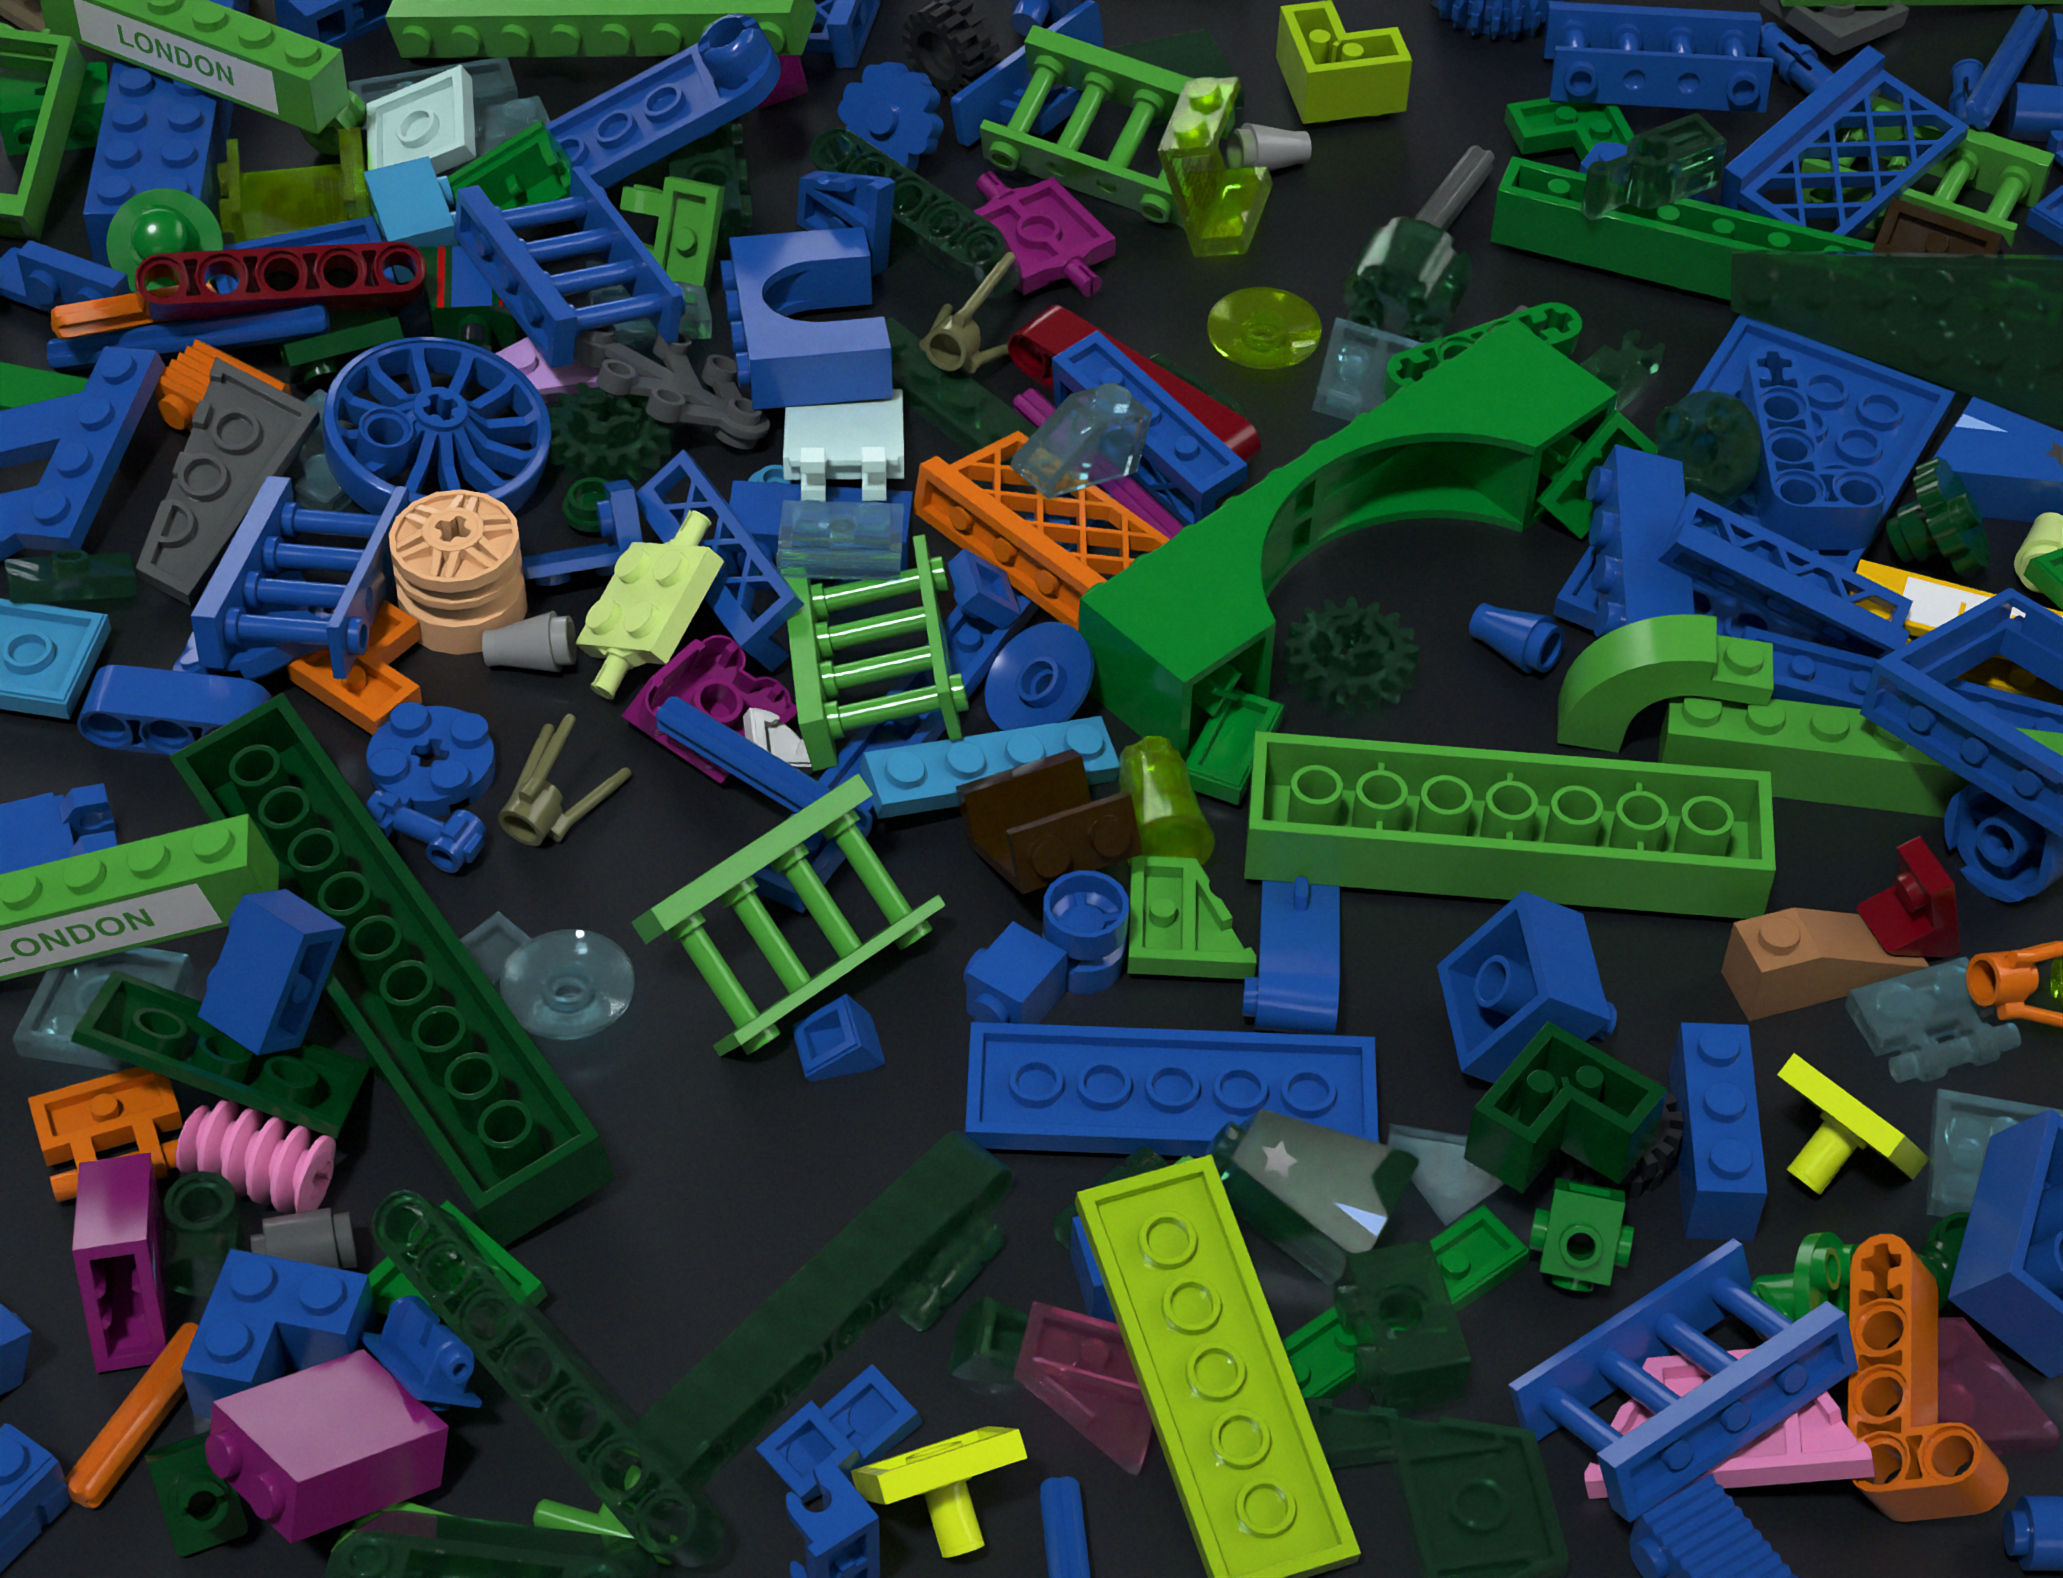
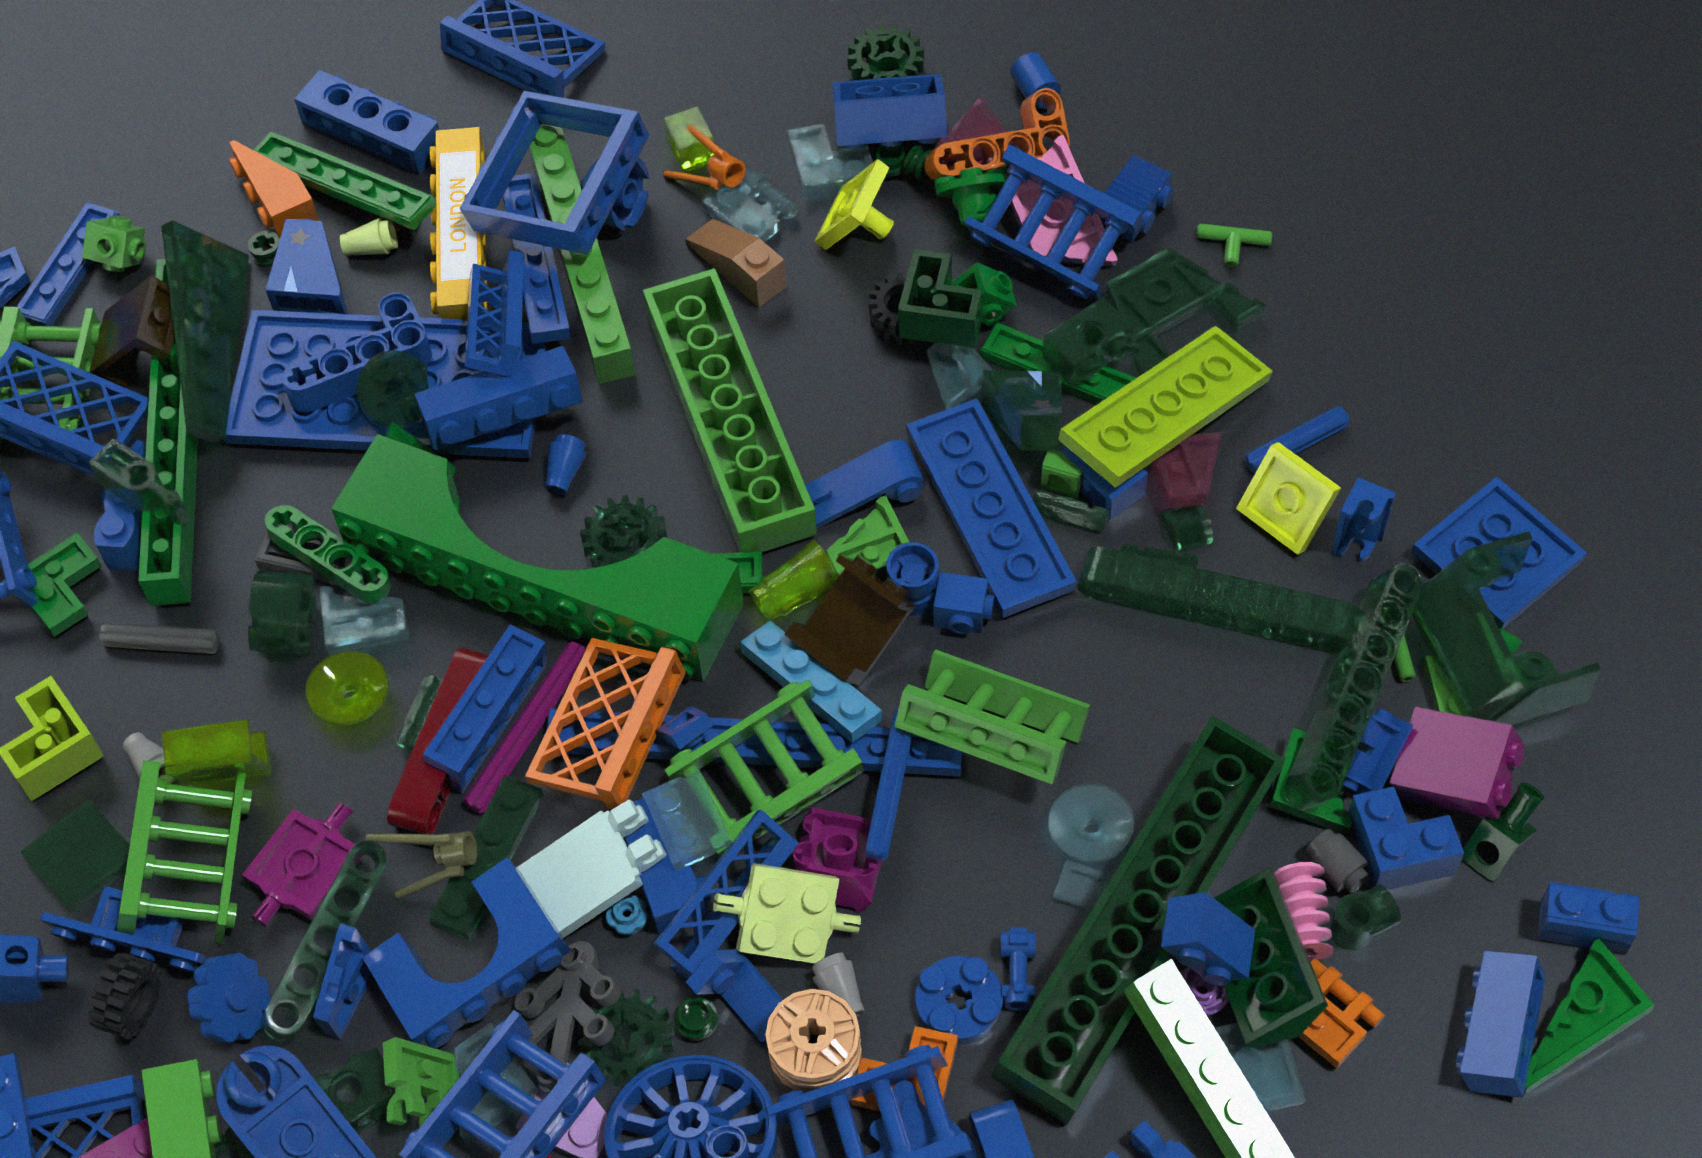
camera: 110 degrees left, 10 degrees up
(121, 1261) = (1401, 946): magenta slope -> none
(131, 1424) = (1478, 890): orange axle -> none
(535, 803) = (969, 911): olive plant -> none
(777, 738) = (853, 804): white tile -> none
(837, 1041) = (1045, 673): blue slope -> none
(850, 1429) = (1283, 568): blue slope -> none
(1039, 677) = (747, 681): blue dish -> none
(1085, 441) = (535, 717): clear light blue slope -> none
(1514, 977) = (855, 355): blue brick -> none
(1627, 369) = (300, 491): clear green plate -> none
(1653, 663) = (594, 365): bright green arch -> none
(1721, 1136) = (857, 268): blue brick -> none
(1919, 910) = (691, 219): dark red slope -> none
(1940, 522) = (378, 280): dark green plant -> none

